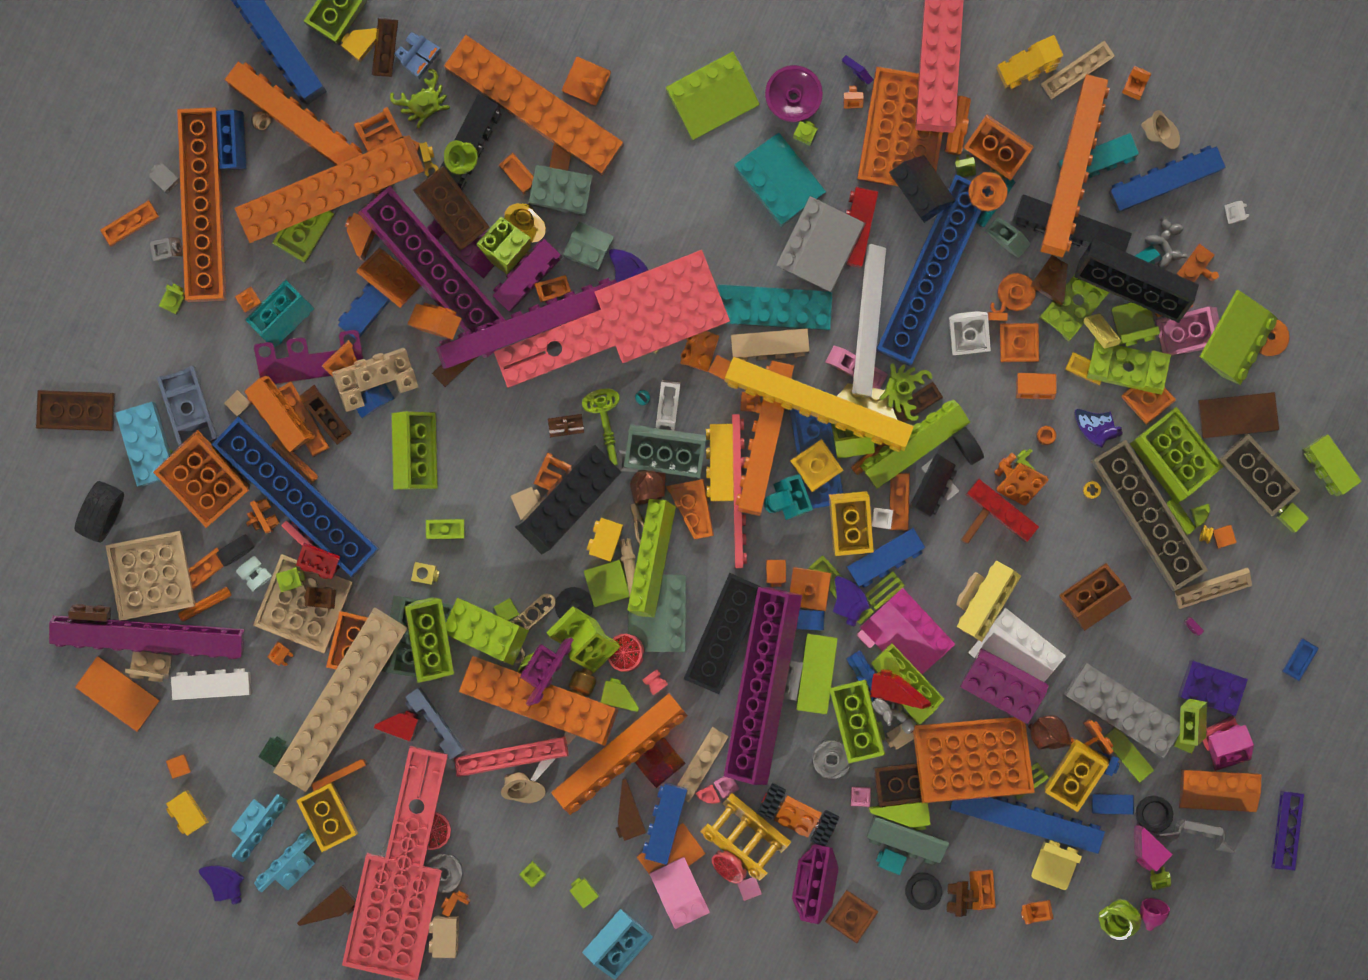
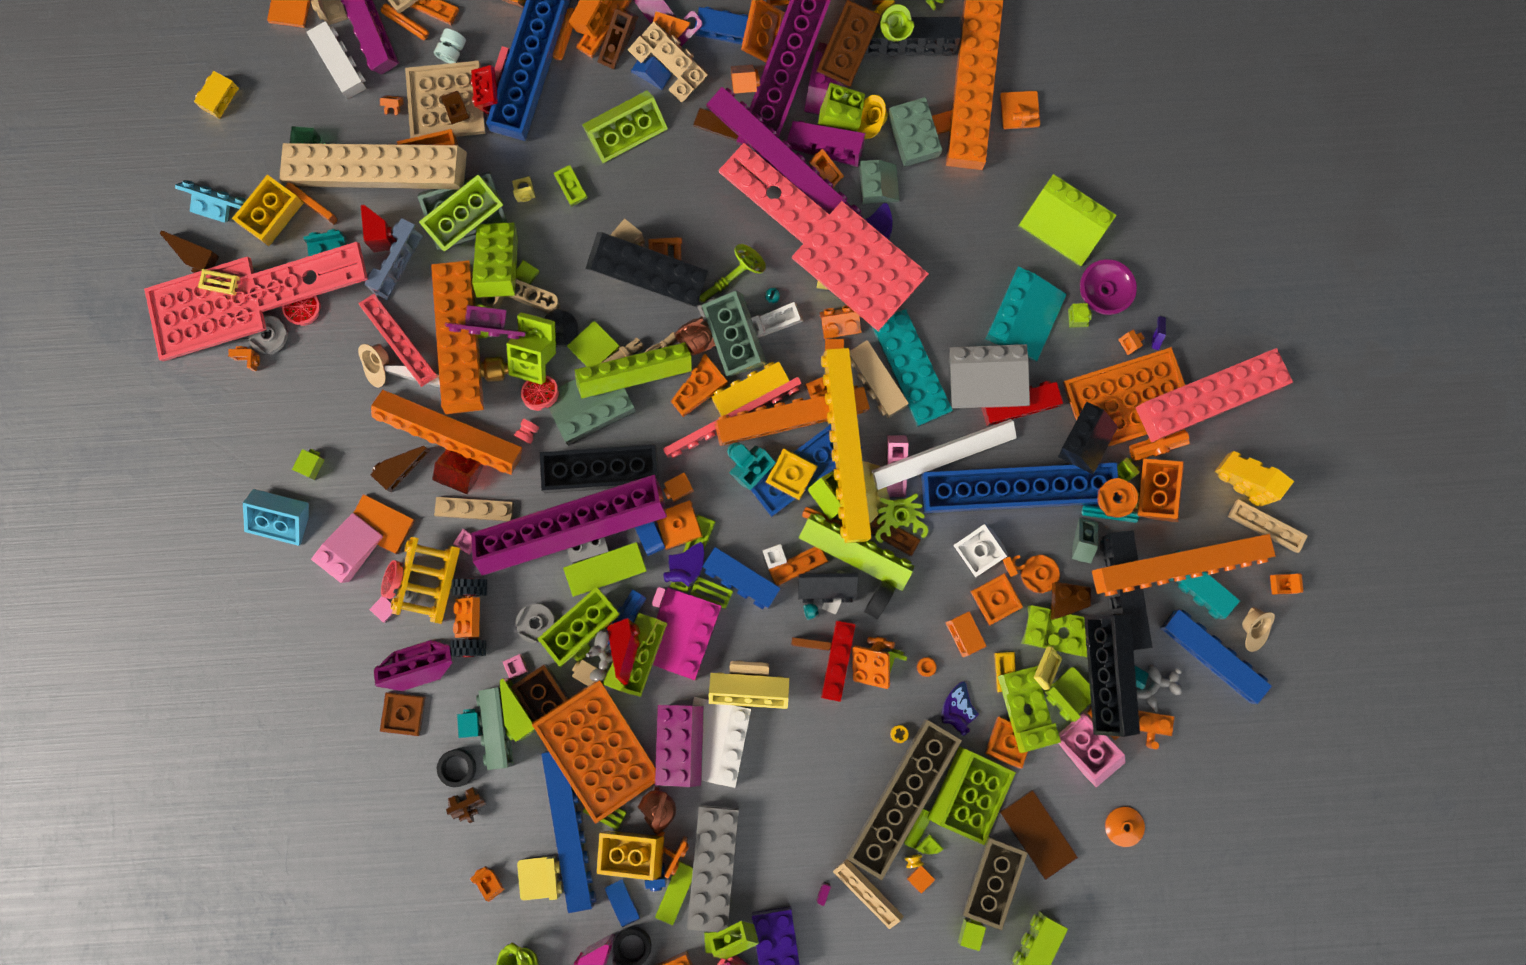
camera: 60 degrees right, 5 degrees down
(178, 766) = (254, 69): orange tile -> none
(223, 882) = (171, 155): dark purple arm -> none
(235, 550) = (461, 19): black tyre -> none
(254, 824) = (234, 156): medium azure bracket -> none
(267, 523) = (500, 28): orange hips -> none
(290, 579) = (459, 77): lime bracket -> none
(387, 780) = (323, 242): none -> teal bracket
(387, 879) = (232, 285): none -> light yellow tile
(445, 936) = (208, 362): tan brick -> none
(517, 173) = (911, 89): orange tile -> none
(532, 874) = (304, 412): lime tile -> none
(566, 425) = (713, 240): reddish brown hips -> none
(605, 539) = (629, 323): yellow brick -> none
(618, 695) = (498, 406): lime slope -> none
(665, 823) = (403, 503): blue brick -> none
(708, 795) = (450, 530): coral tile -> none
(851, 523) = (755, 530): yellow brick -> none
(945, 511) = (810, 611): none -> teal hinge
(983, 888) = (485, 822): orange slope -> none
(1095, 596) = (804, 787): dark orange slope -> none
(1235, 212) = (1221, 735): white tile -> none
(1238, 338) = (1110, 797): lime slope -> none

